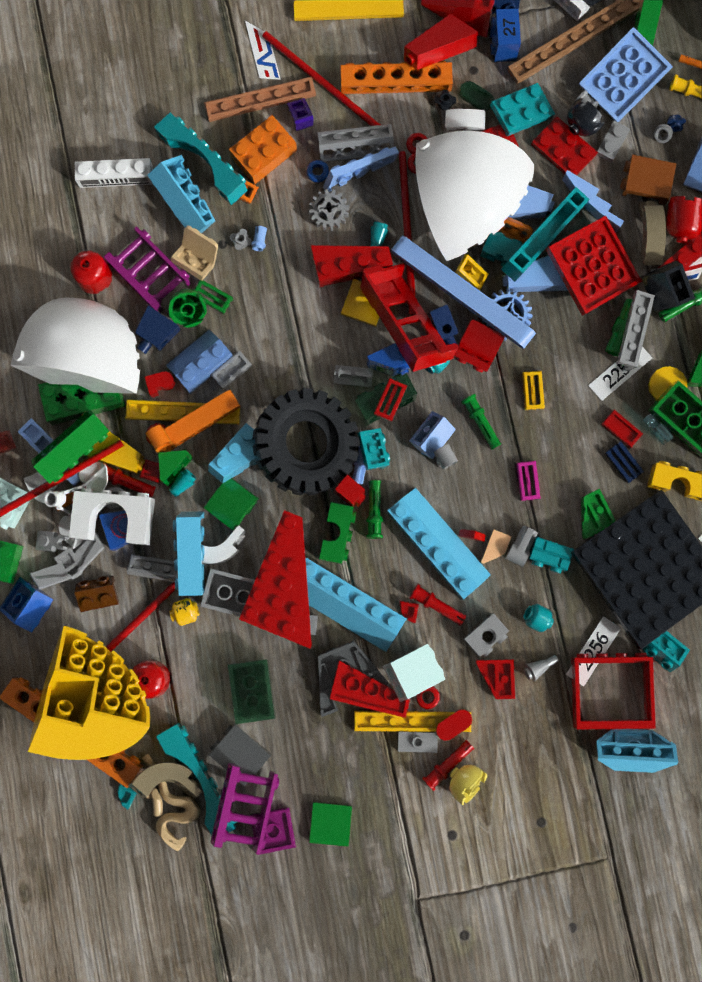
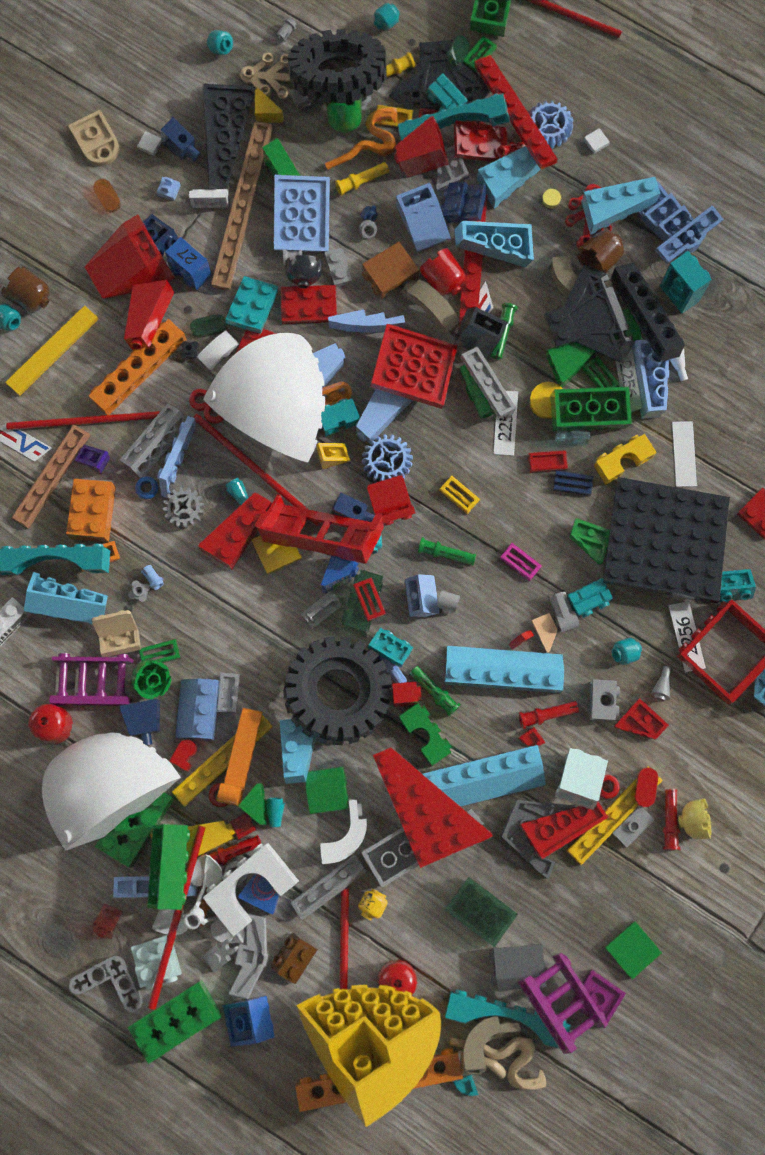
camera: 45 degrees left, 5 degrees down
(189, 553) = (336, 856): medium azure wedge -> none
(463, 292) = (341, 473): light blue beam -> none
(545, 234) = (358, 378): teal arch -> none

